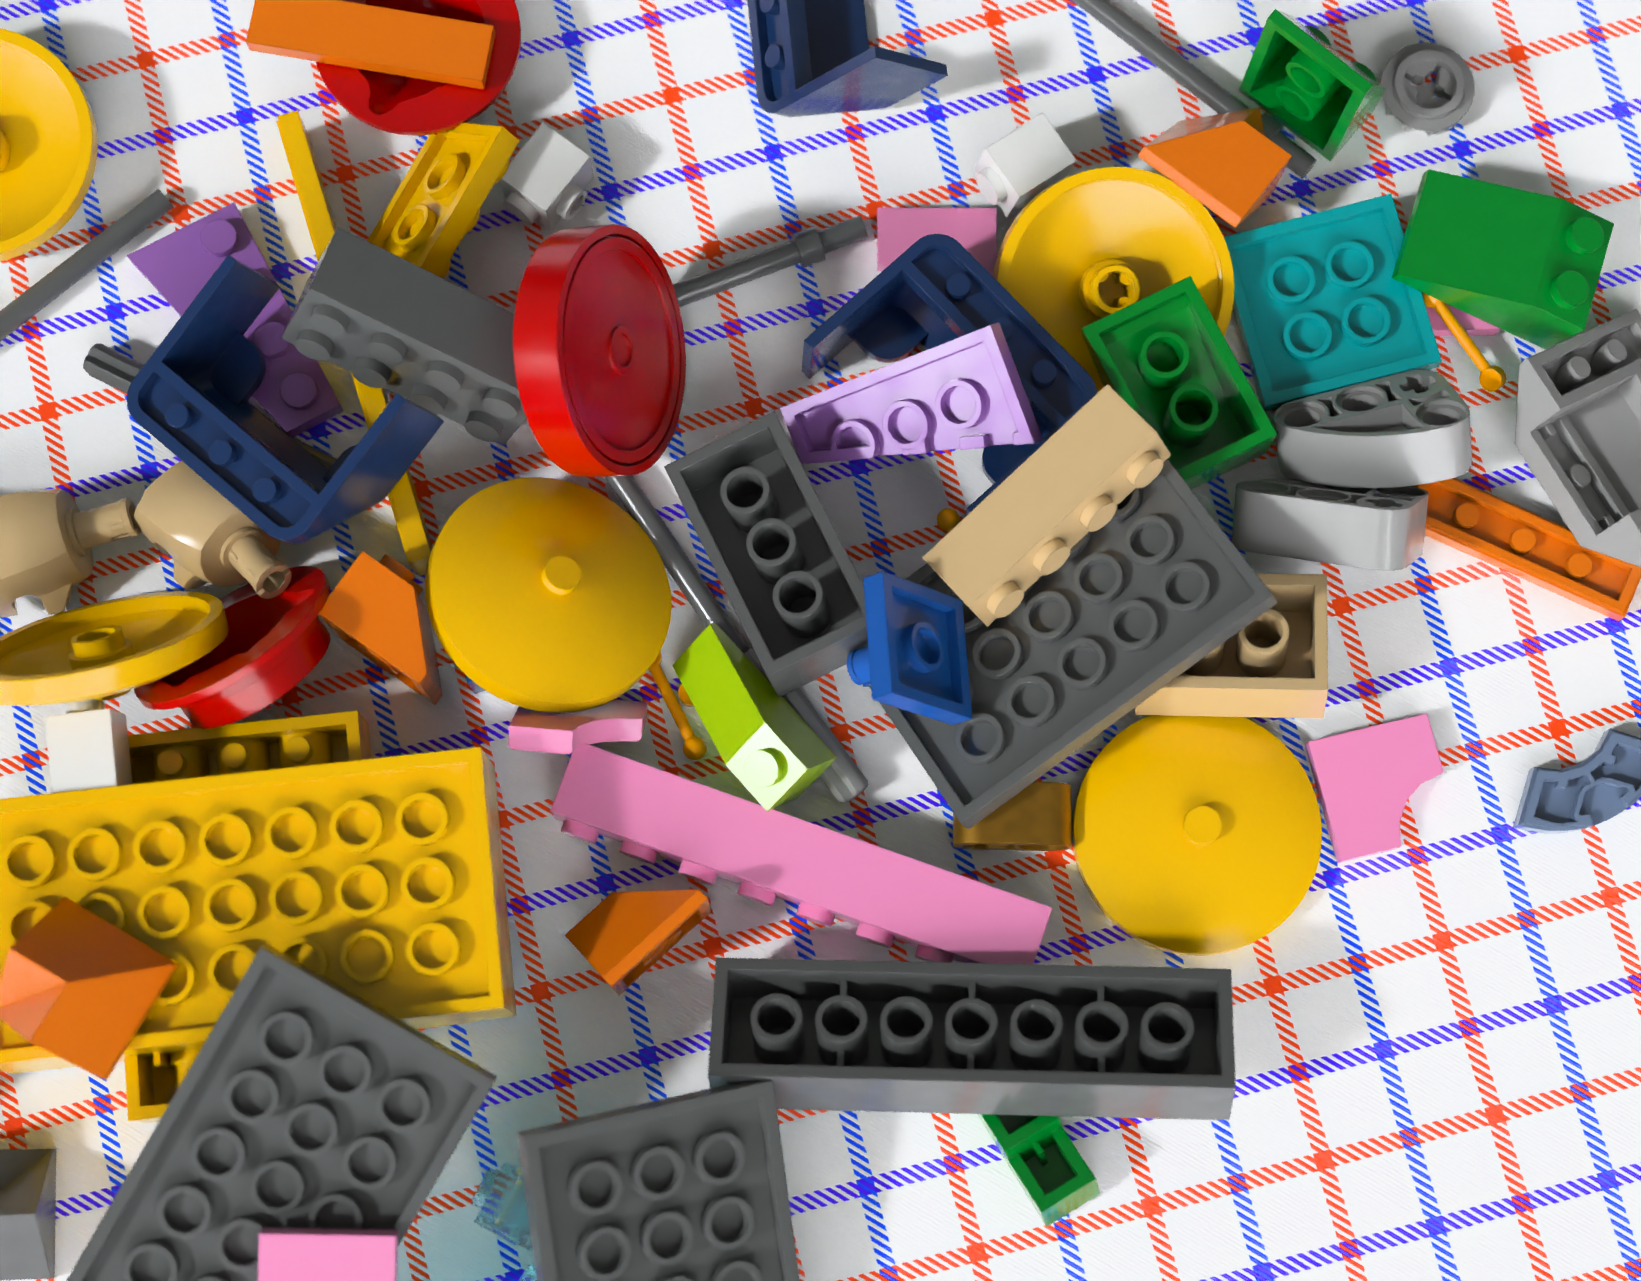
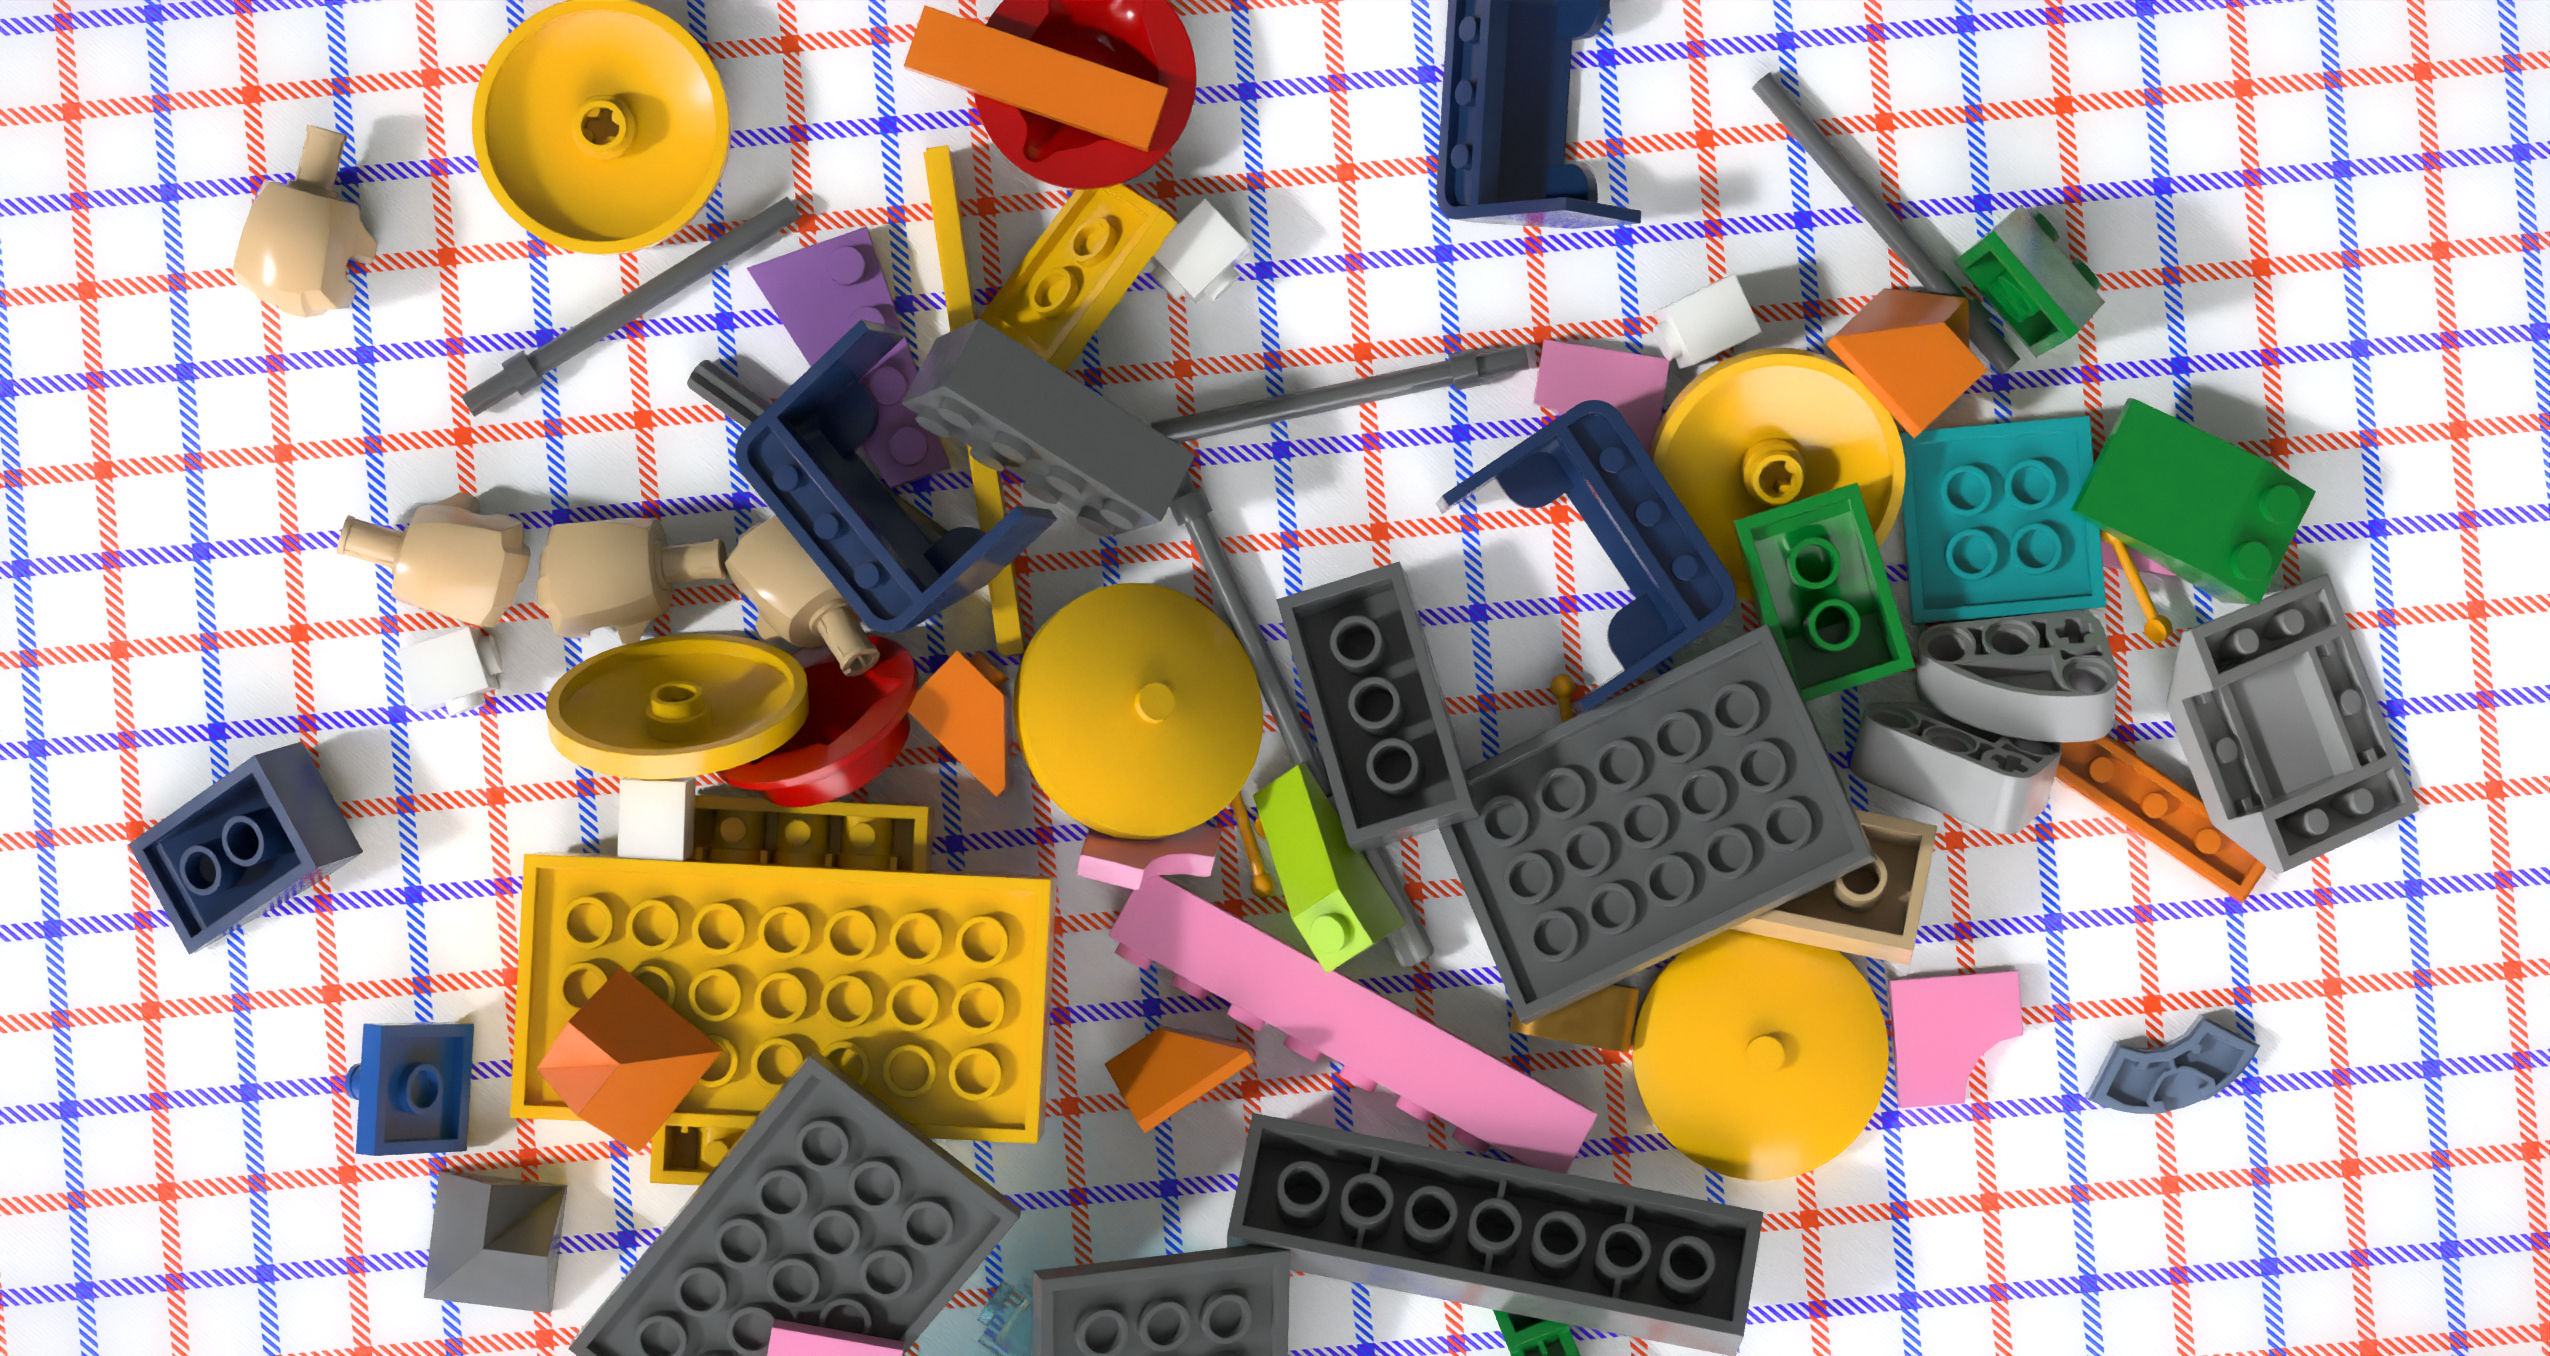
camera: 10 degrees right, 10 degrees up
(599, 351) = (1230, 475): red brick -> none
(913, 649) = (1501, 842): blue tile -> none
(934, 401) = (1564, 574): wing -> none
(1048, 506) = (1663, 715): tan brick -> none
(1453, 85) = (2183, 293): light grey gear -> none

